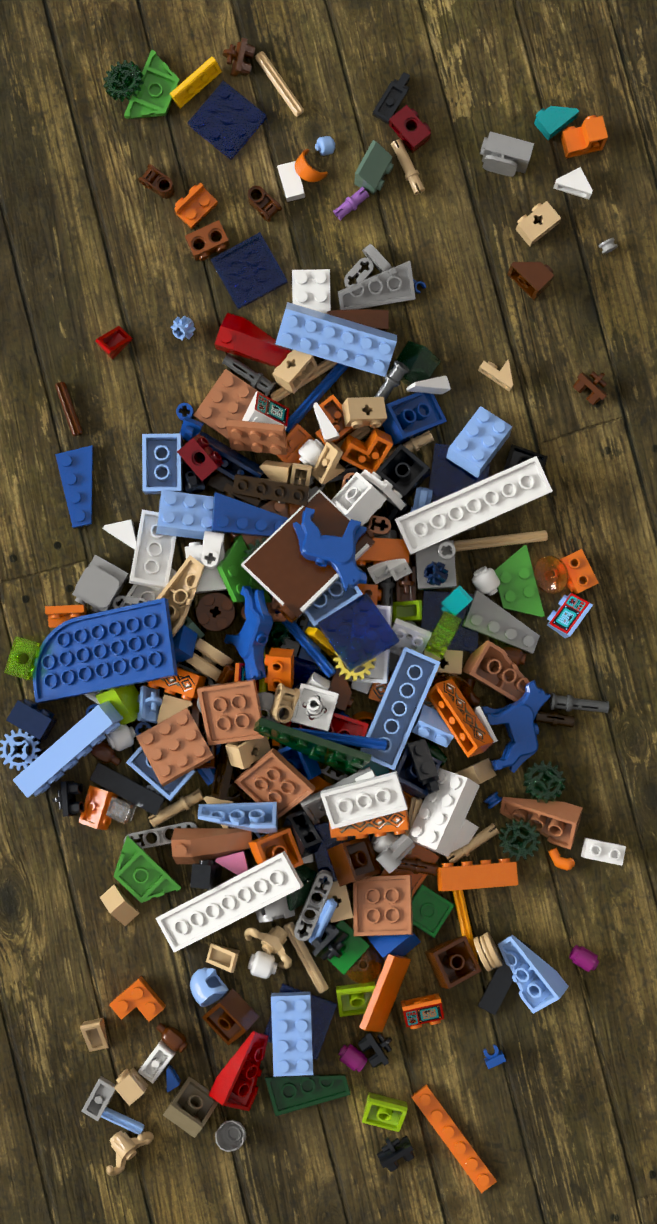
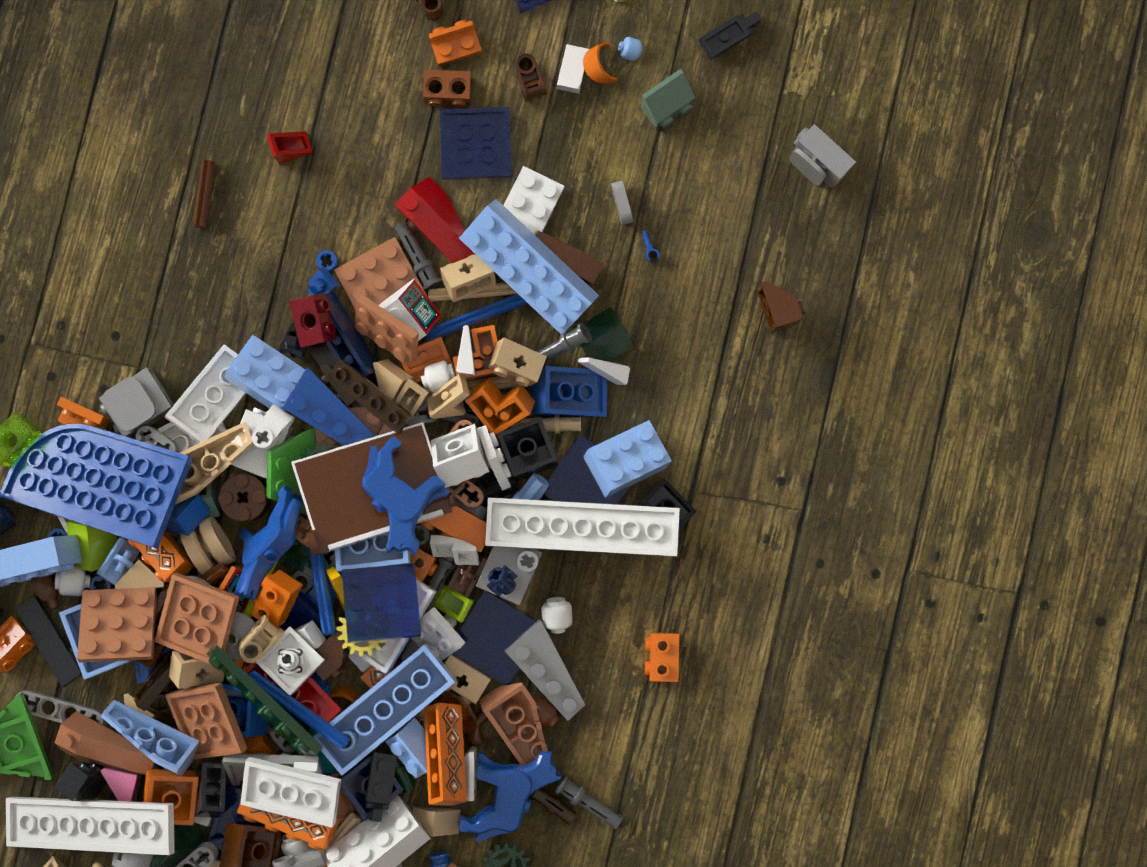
camera: 25 degrees right, 0 degrees up
(77, 482) = (170, 281): blue wing -> none
(121, 810) = (28, 662): clear slope -> none
(123, 531) = (191, 358): white slope -> none
(161, 463) = (267, 306): light blue brick -> none
(182, 804) = (99, 688): tan pin -> none
(183, 328) = (371, 169): light blue gear -> none
(351, 203) = (625, 126): medium lavender pin -> none
(356, 271) = (591, 202): light grey beam -> none
(382, 289) = (608, 236): light grey wing -> none
(410, 173) = (707, 125): tan pin -> none
(411, 139) = (730, 90): dark red brick -> none
(443, 634) = (477, 651): clear neon green brick -> none
(456, 601) = (509, 622): teal slope -> none
(500, 377) = (691, 400): tan slope -> none
(503, 540) = (596, 578): tan axle -> none
(518, 585) = (591, 637): bright green wing -> none
(533, 232) = (807, 259): tan brick -> none
(544, 577) = (624, 646): clear orange dish -> none
(554, 120) = (894, 147): teal slope -> none
(568, 615) = (627, 699): slope -> none
(574, 183) = (880, 227): white slope -> none
(584, 139) = (917, 185): orange brick -> none
(584, 381) = (787, 470): reddish brown hips -> none
(608, 246) = (882, 315): light grey bush -> none

